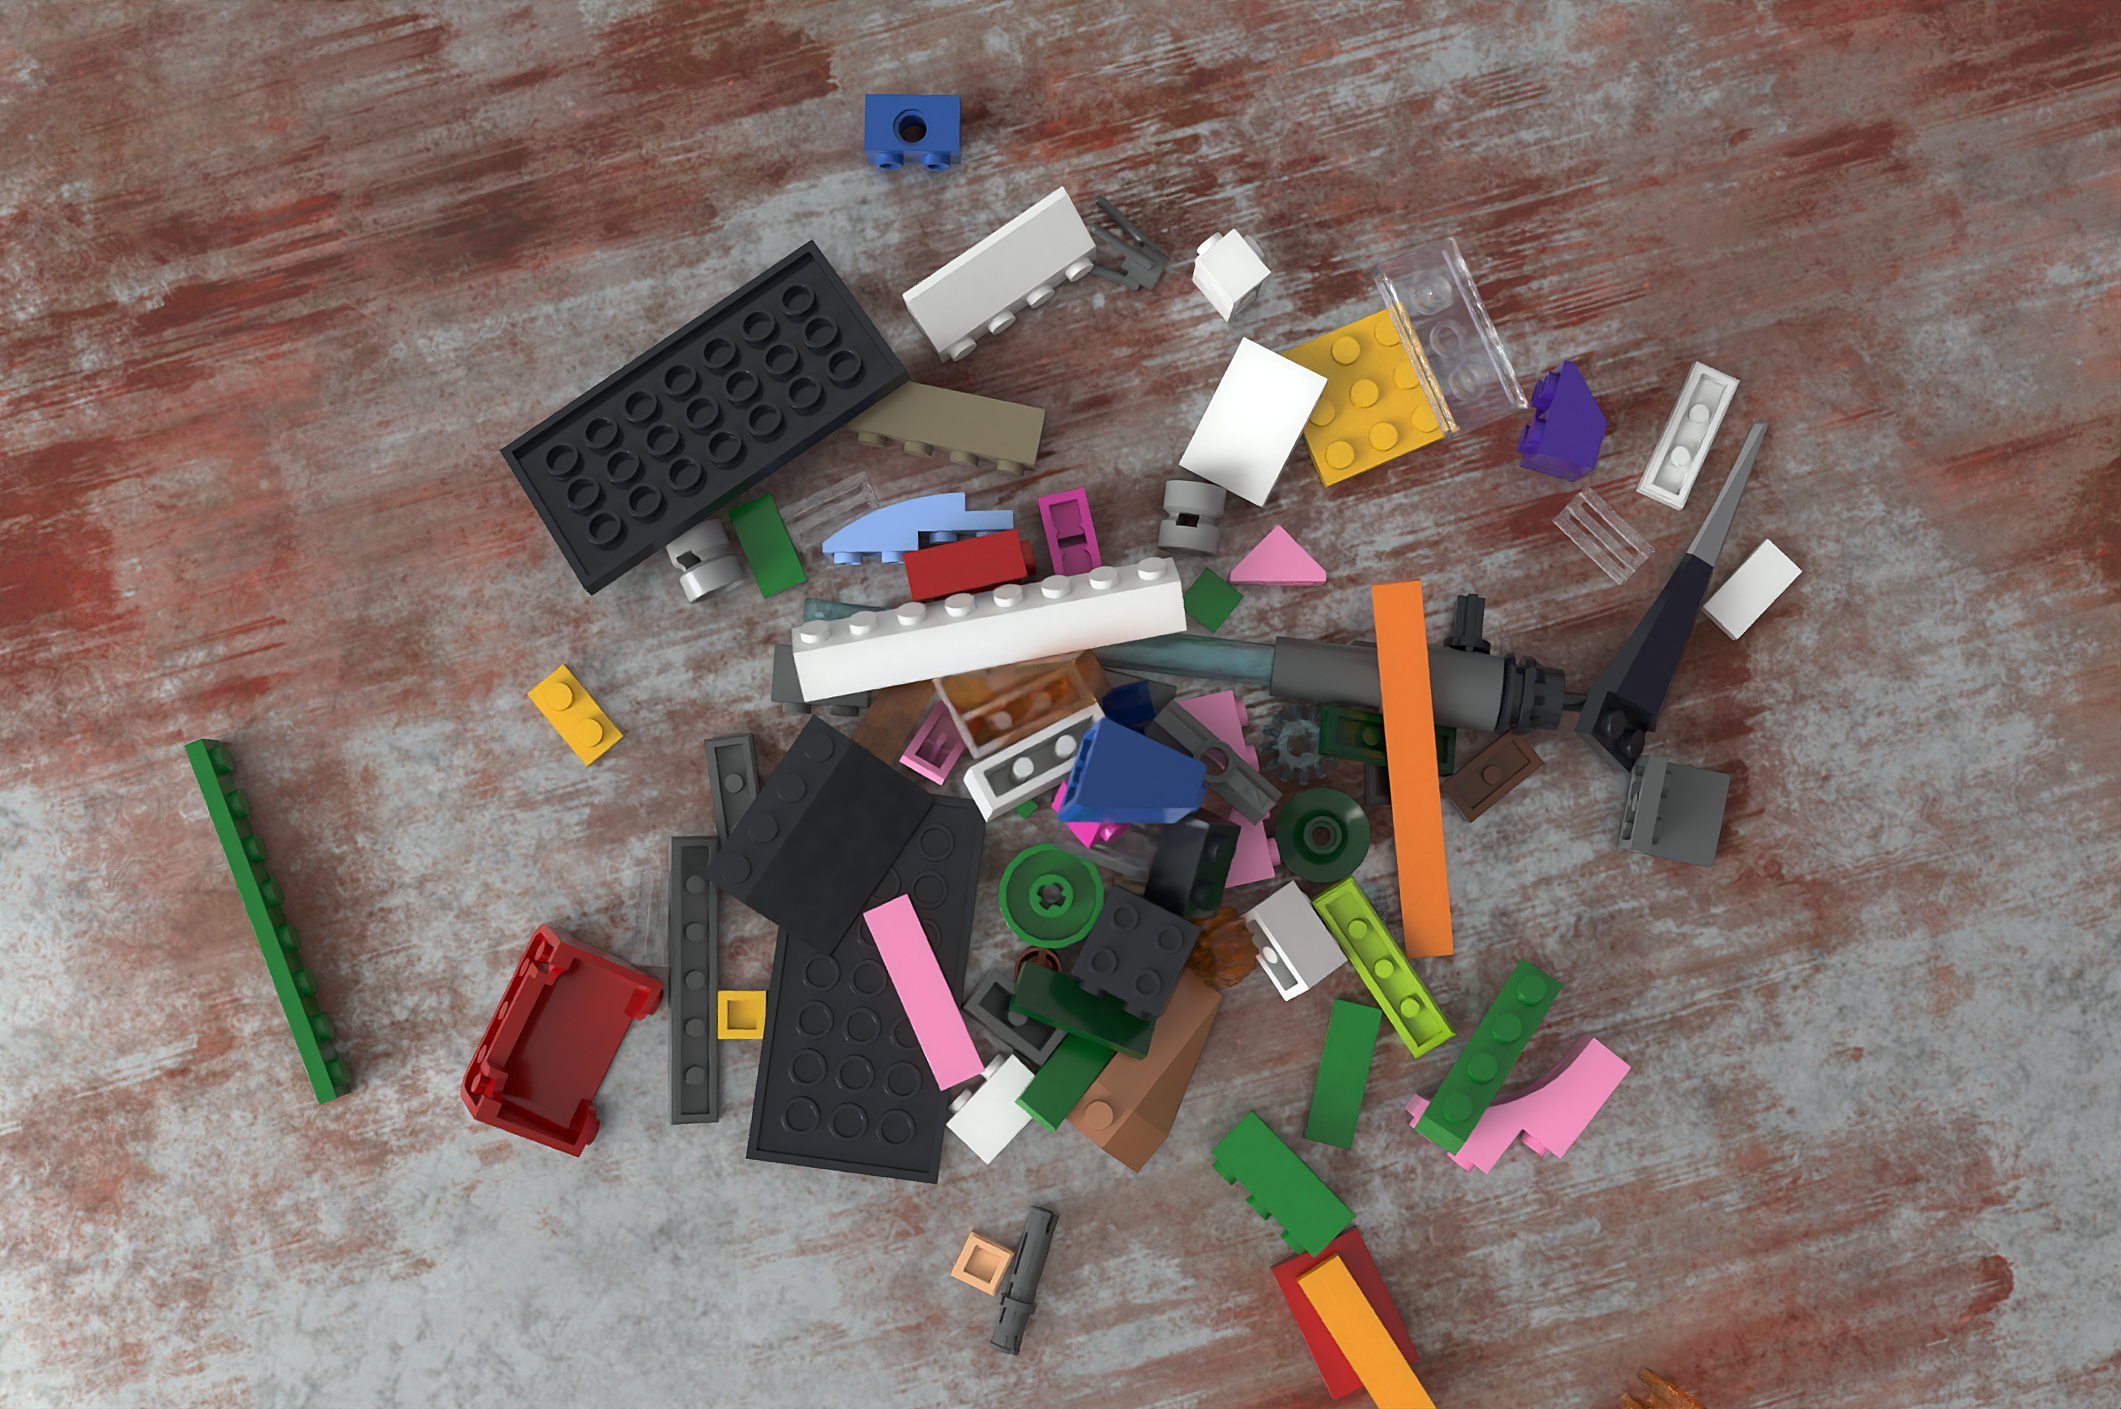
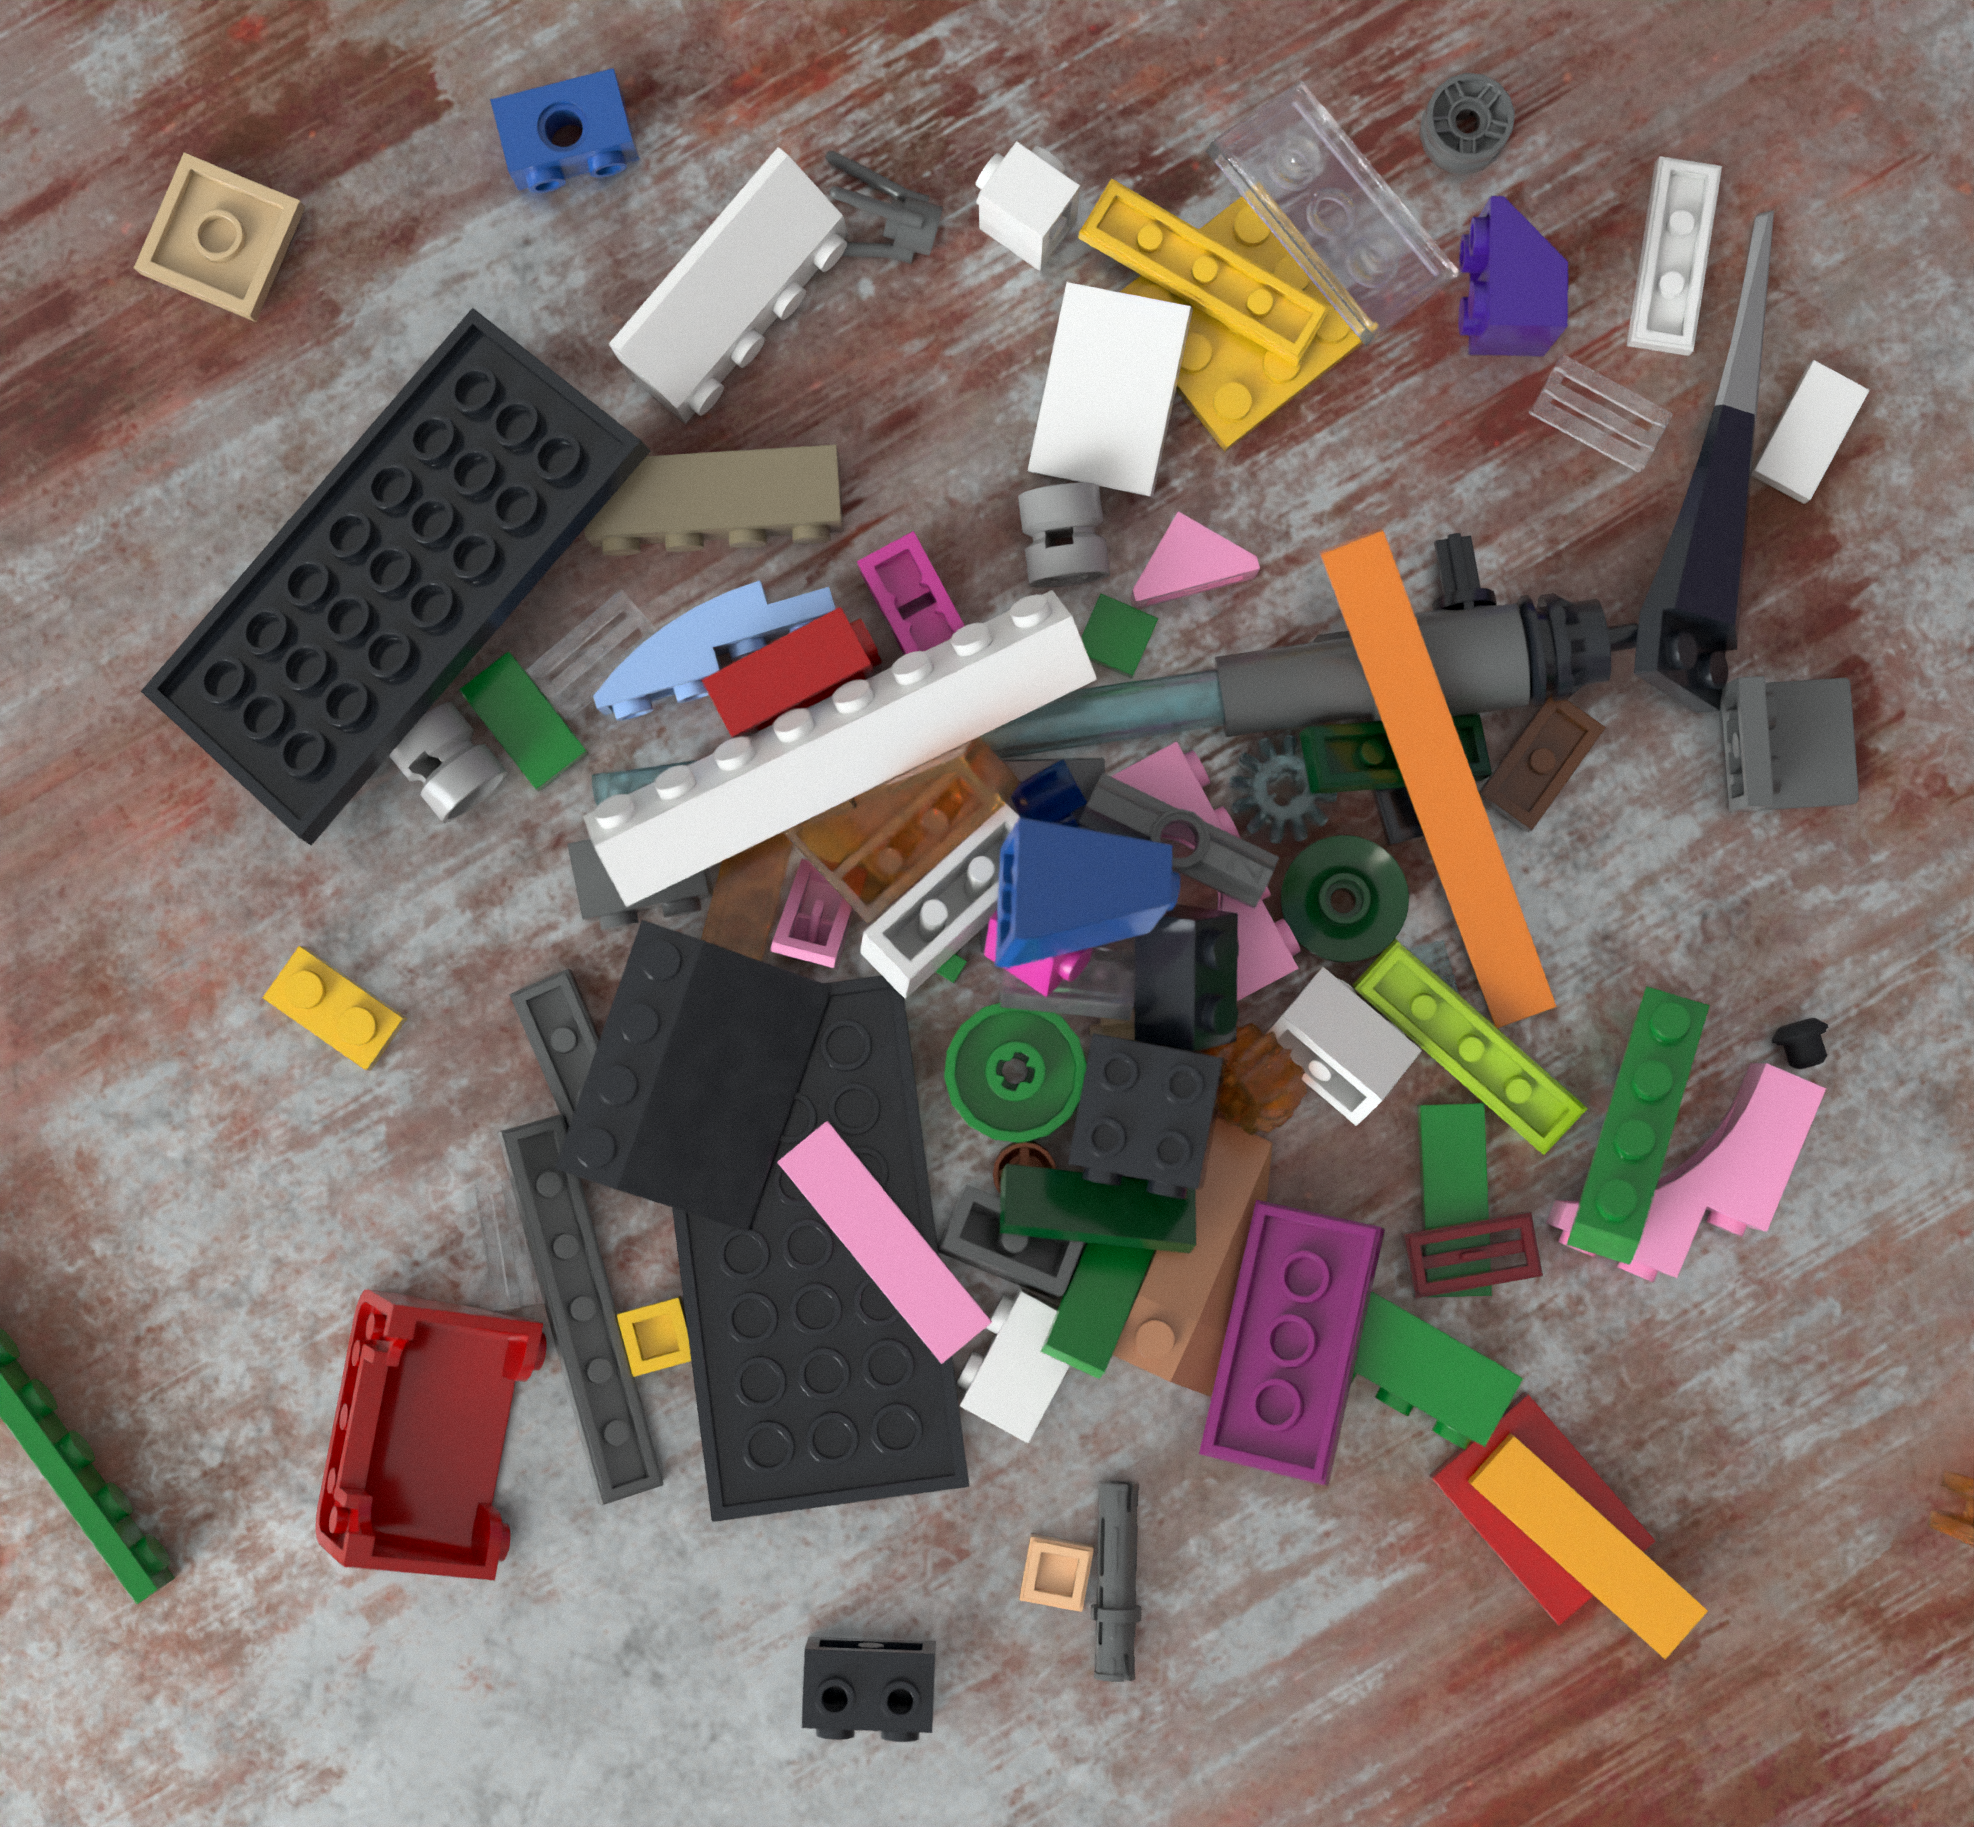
camera: 15 degrees left, 0 degrees up
(644, 139) = (219, 237): none -> tan plate
(825, 1308) = (868, 1687): none -> black brick
(1197, 1144) = (1292, 1342): none -> magenta tile
(1303, 1112) = (1417, 1263): none -> dark red tile
(1344, 356) = (1204, 272): none -> yellow tile
(1563, 280) = (1457, 100): none -> dark grey wheel
(1624, 1029) = (1802, 1042): none -> black piece

